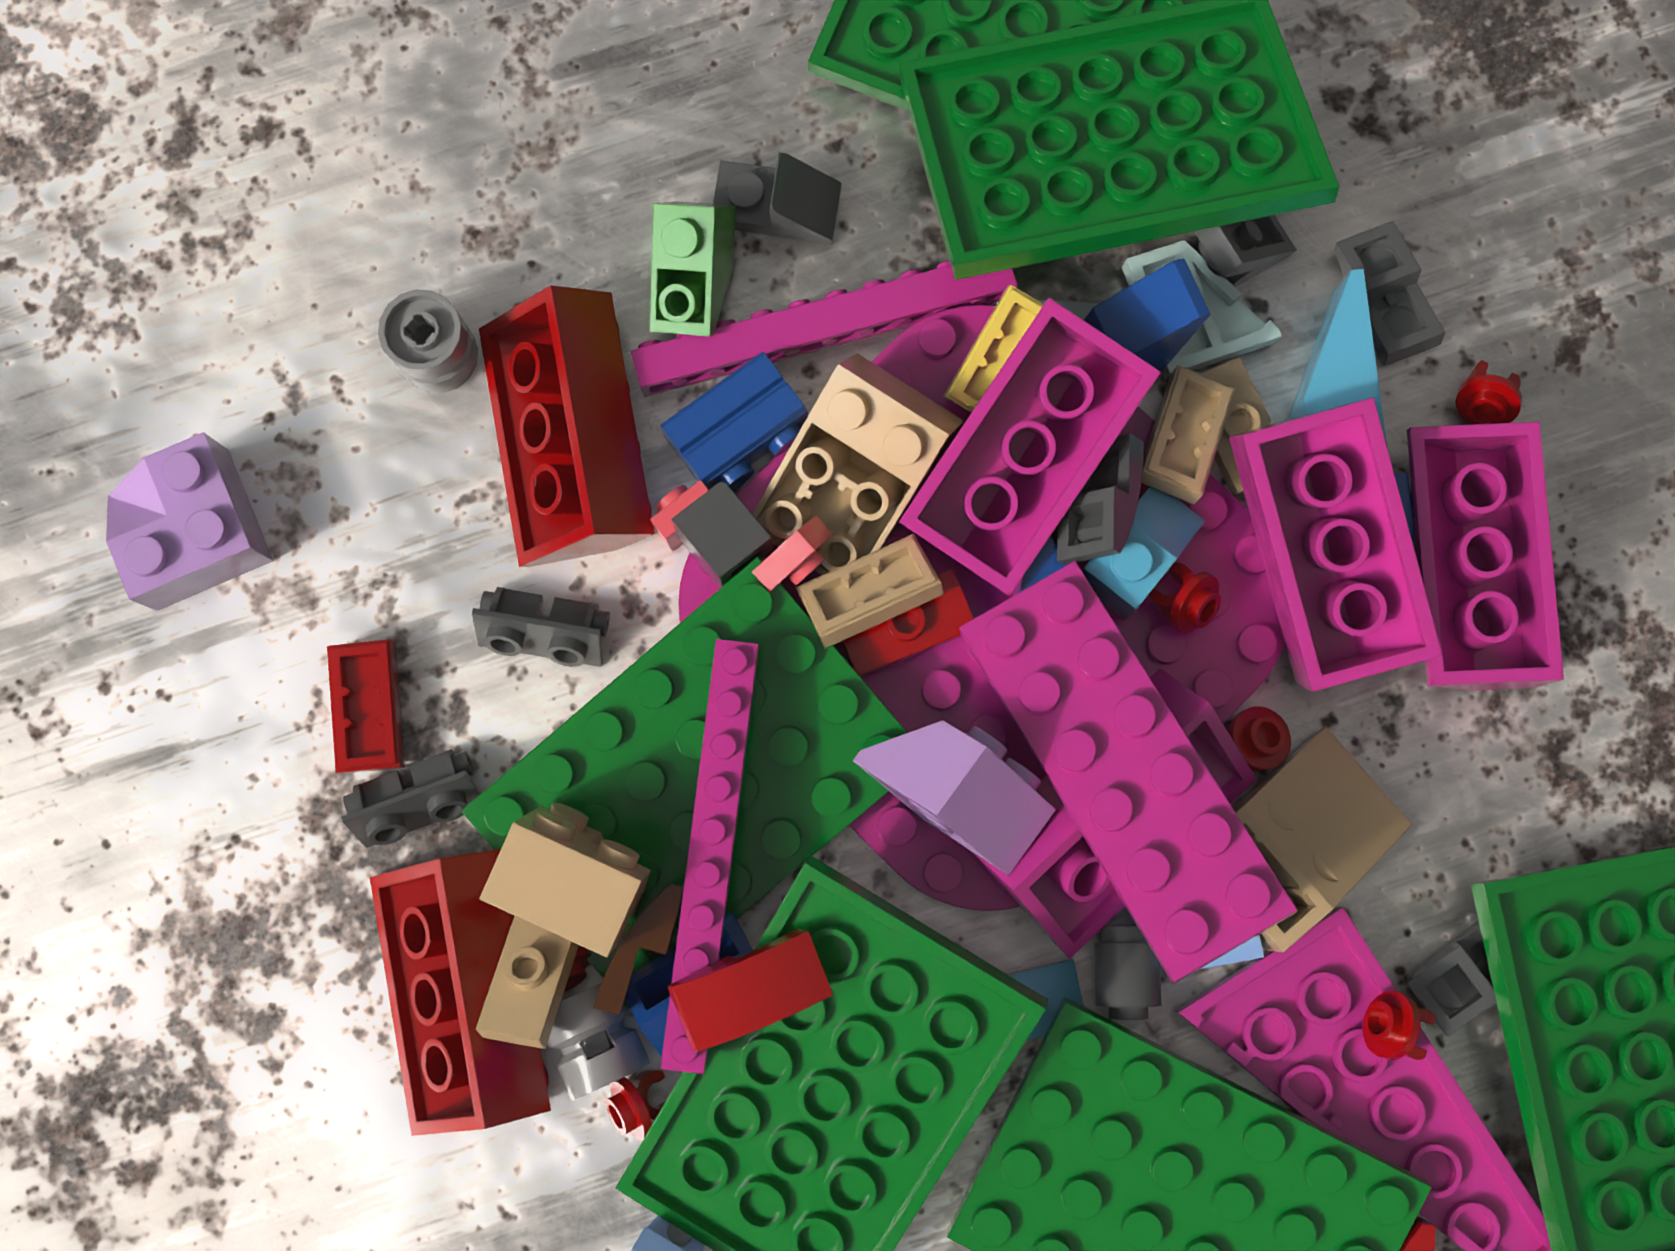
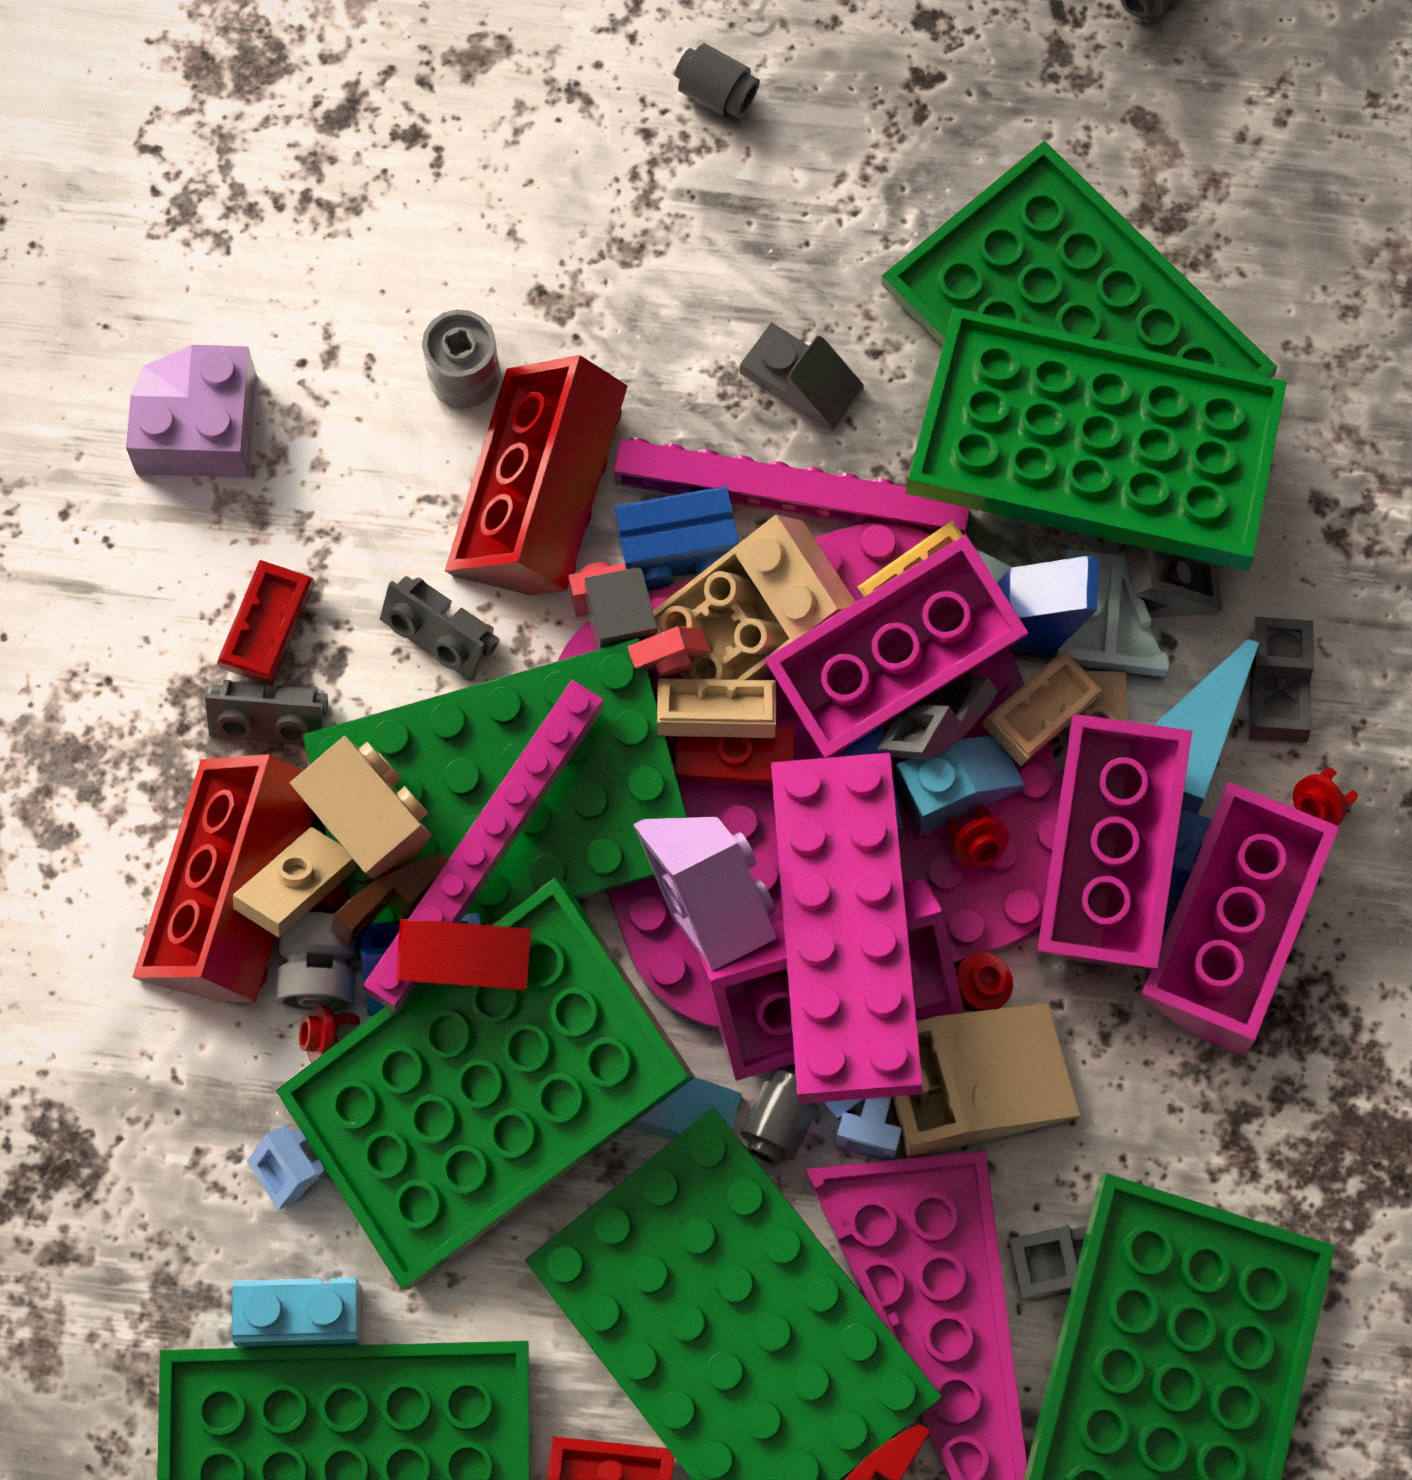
camera: 25 degrees right, 10 degrees down
(690, 266) = (703, 393): bright green slope -> none
(1394, 1025) = (971, 1254): red plate -> none

